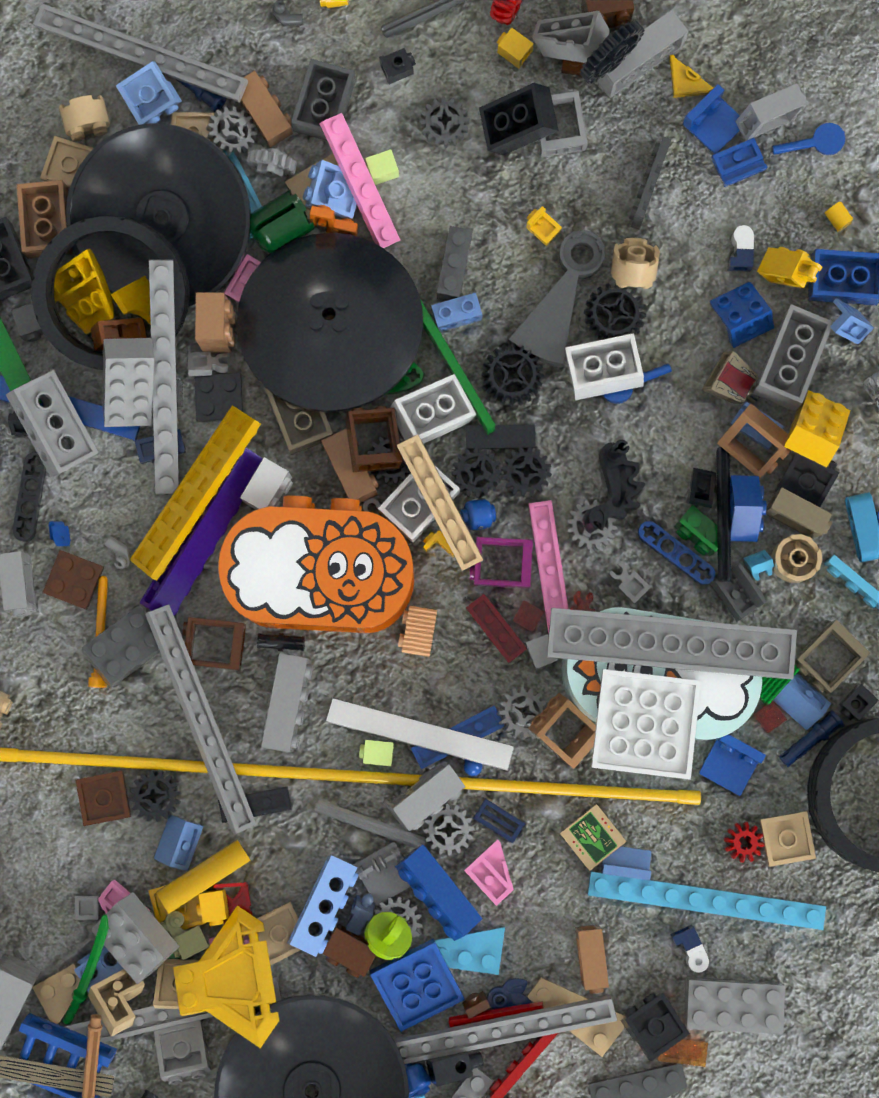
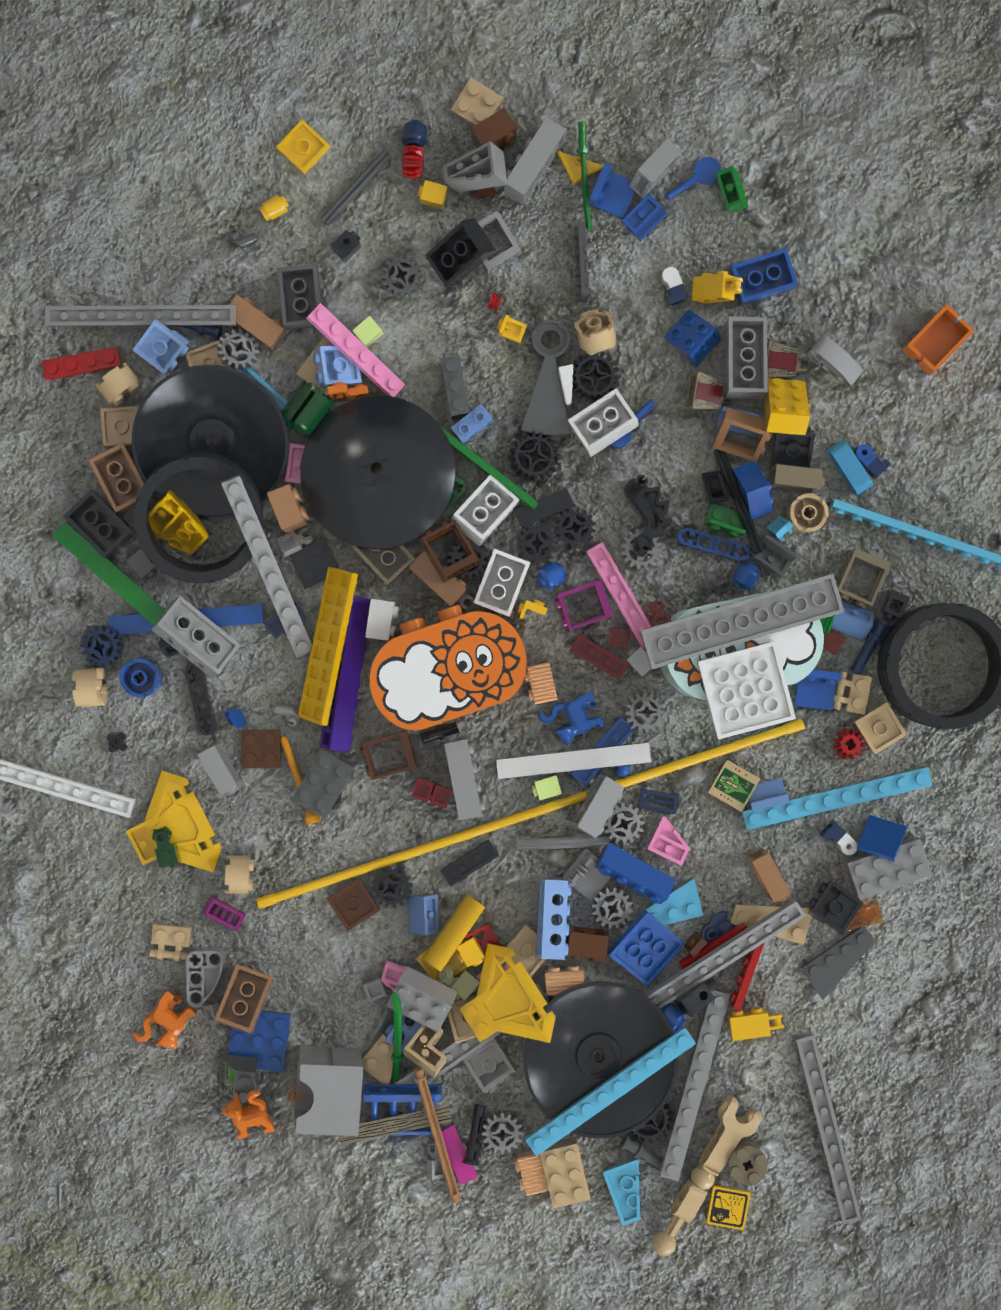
camera: 20 degrees left, 5 degrees up
(54, 80) = (81, 363): none -> red plate
(117, 330) = (217, 546): dark orange brick -> none
(127, 382) = (242, 582): light grey brick -> none
(135, 298) = (220, 514): yellow tile -> none
(200, 719) = (403, 816): light grey plate -> none
(243, 704) = (432, 791): none -> dark red hips
(271, 162) = (280, 363): light grey gear -> none
(304, 982) = (561, 979): none -> light nougat brick
(361, 912) = (582, 911): sand blue piece -> none
(388, 935) = (611, 921): lime tile -> none
(440, 502) = (519, 579): tan plate -> none
(444, 683) = (576, 715): none -> blue animal
(536, 189) = (494, 301): none -> red bush
(579, 745) = (697, 720): medium nougat window -> none
(581, 304) = (565, 375): none -> white slope
(612, 51) = (515, 172): black gear -> none
(632, 585) = (689, 583): light grey plate -> none
(698, 64) = (582, 151): none -> green sword
(699, 602) = (745, 576): none -> blue head
(740, 967) = (882, 838): none -> blue tile
(776, 789) = (857, 695): none -> tan plate
(834, 379) = (783, 361): none -> torso
(839, 216) = (738, 230): yellow brick -> none
(848, 168) = (732, 189): none -> green brick
(851, 323) = (781, 313): medium blue panel -> none

